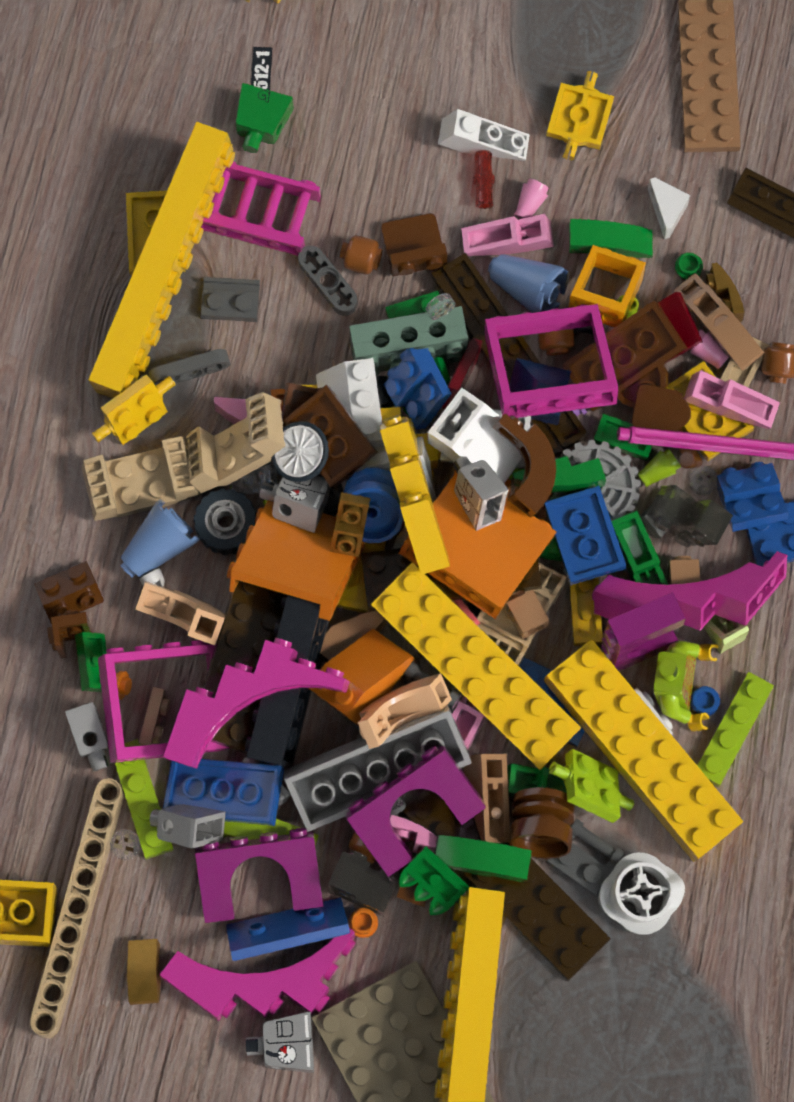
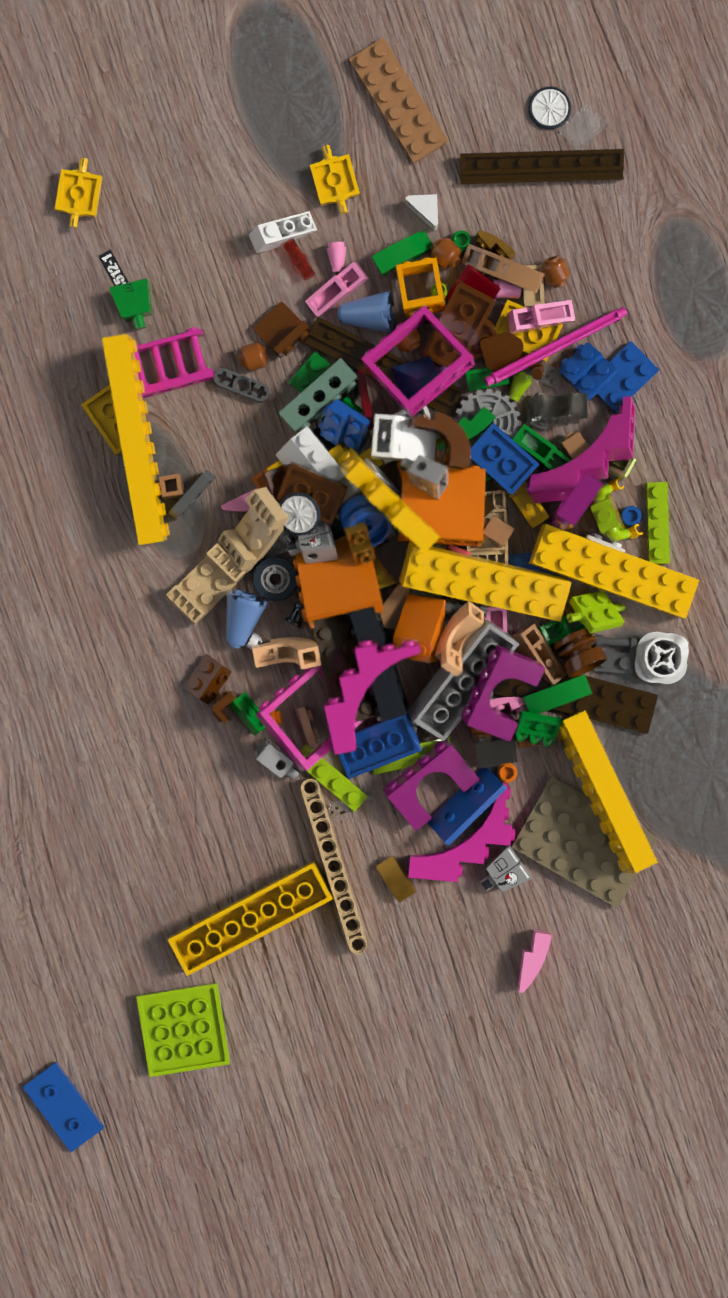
camera: 30 degrees left, 15 degrees up
(134, 409) = (176, 543): yellow plate -> none
(171, 342) = (171, 486): none -> medium nougat brick
(179, 825) = (371, 781): light grey torso -> none
(219, 582) = (296, 616): none -> black bush
(230, 299) = (189, 434): dark grey plate -> none
(440, 306) = (329, 367): clear tile -> none
(661, 268) = (446, 253): none -> dark orange head

